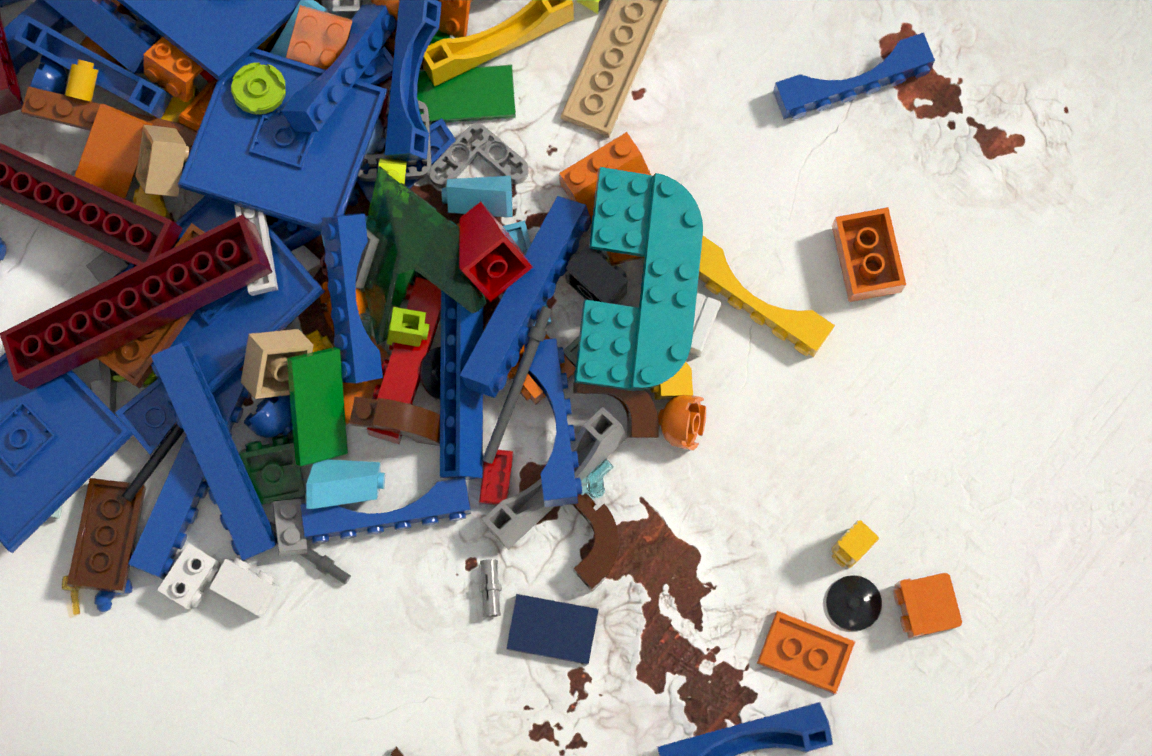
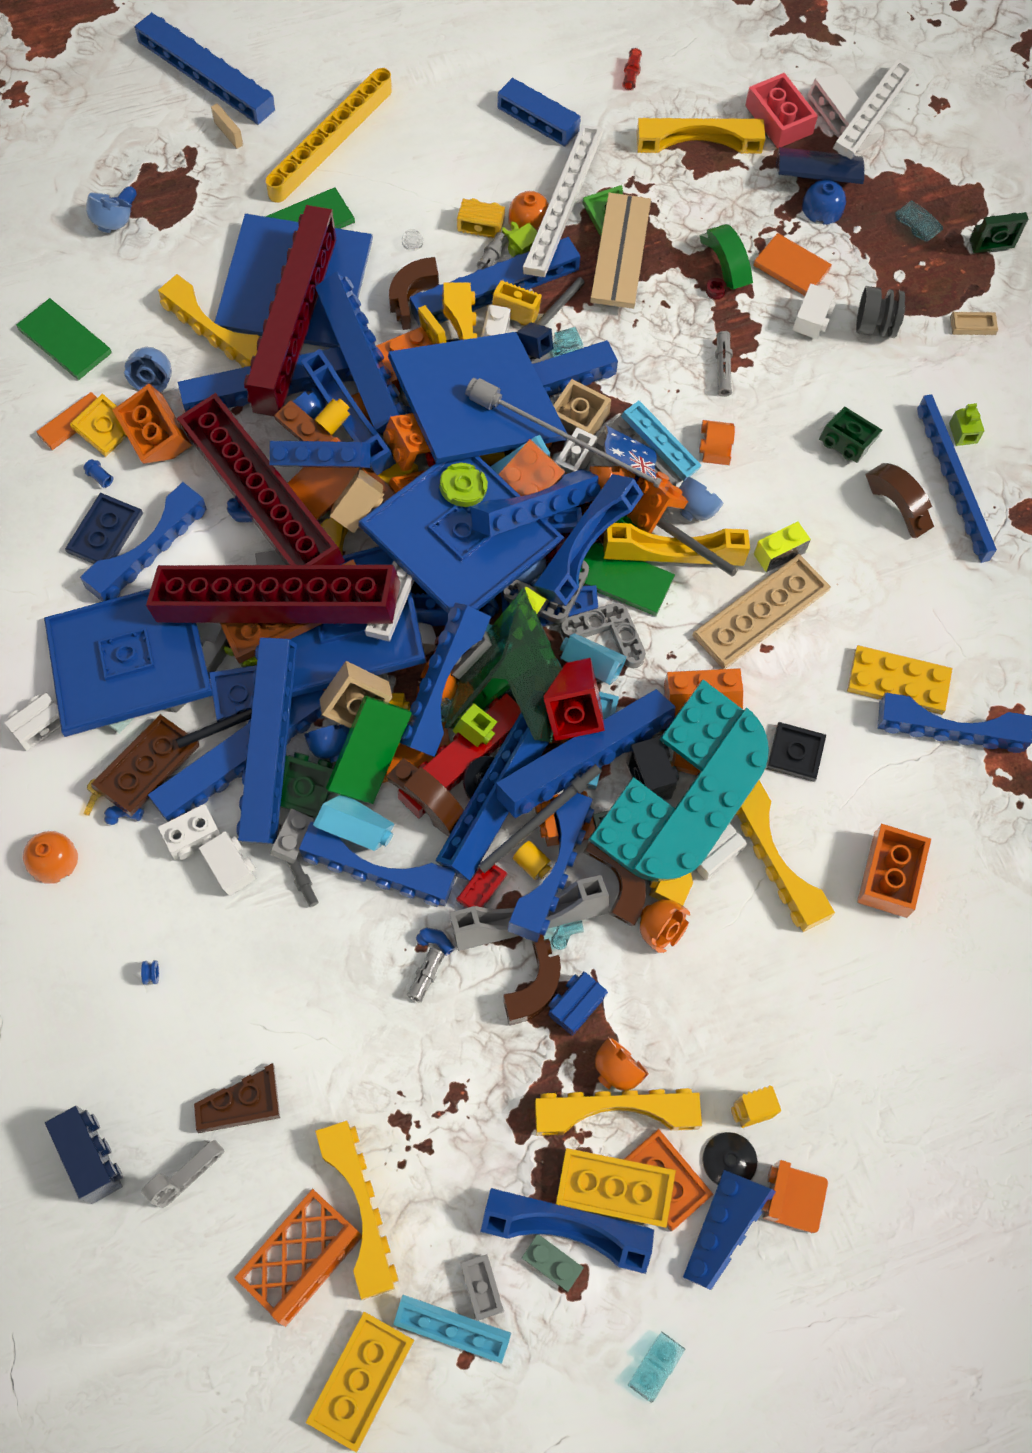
camera: 25 degrees right, 10 degrees down
(38, 229) = (237, 512): none -> blue arm
(68, 673) = (50, 857): none -> orange cylinder
(95, 132) = (319, 454): none -> blue brick
(232, 728) = (150, 972): none -> blue bush
(478, 548) = (437, 937): none -> blue arm
(520, 27) = (697, 547): none -> dark grey bar
(530, 426) = (533, 861): none -> yellow brick
(552, 629) = (458, 1038): dark blue tile -> none
(644, 537) = (577, 1002): none -> blue brick
(713, 576) = (618, 1067): none -> orange cylinder
(720, 184) = (796, 751): none -> black tile
(767, 684) = (616, 1187): none -> yellow plate
(781, 55) = (883, 672): none -> yellow plate
(781, 588) = (674, 1110): none -> yellow arch
(880, 664) = (728, 1219): none -> blue wing

